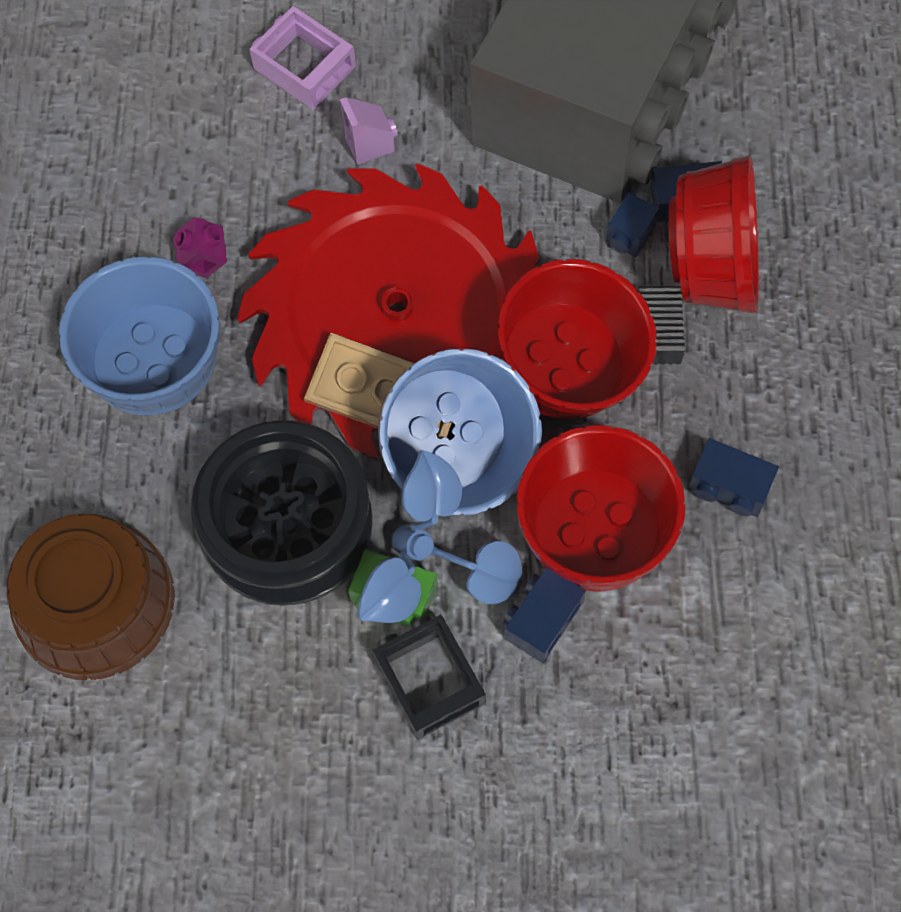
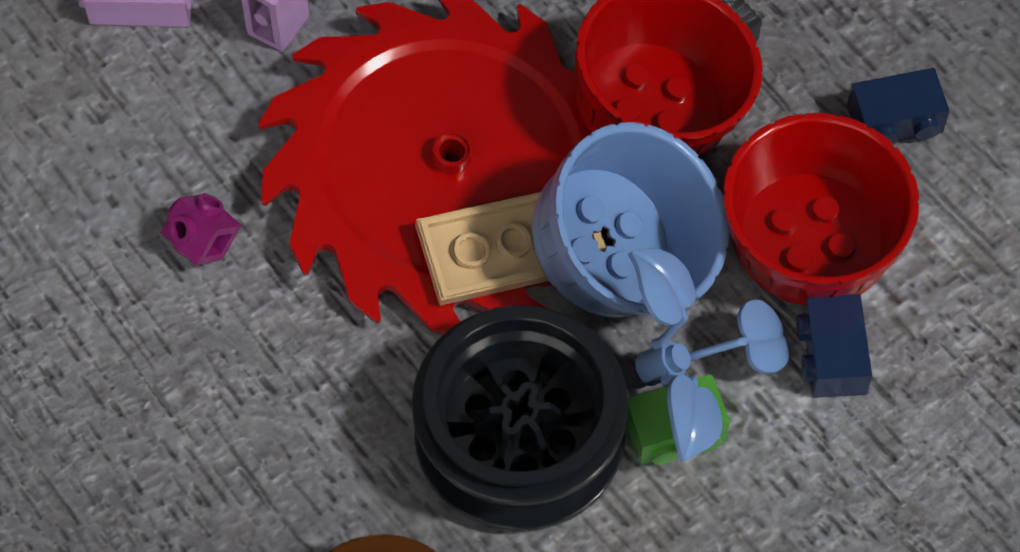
camera: 40 degrees left, 5 degrees down
(142, 335) = (232, 342): medium blue piece -> none
(446, 710) = (790, 440): black window -> none

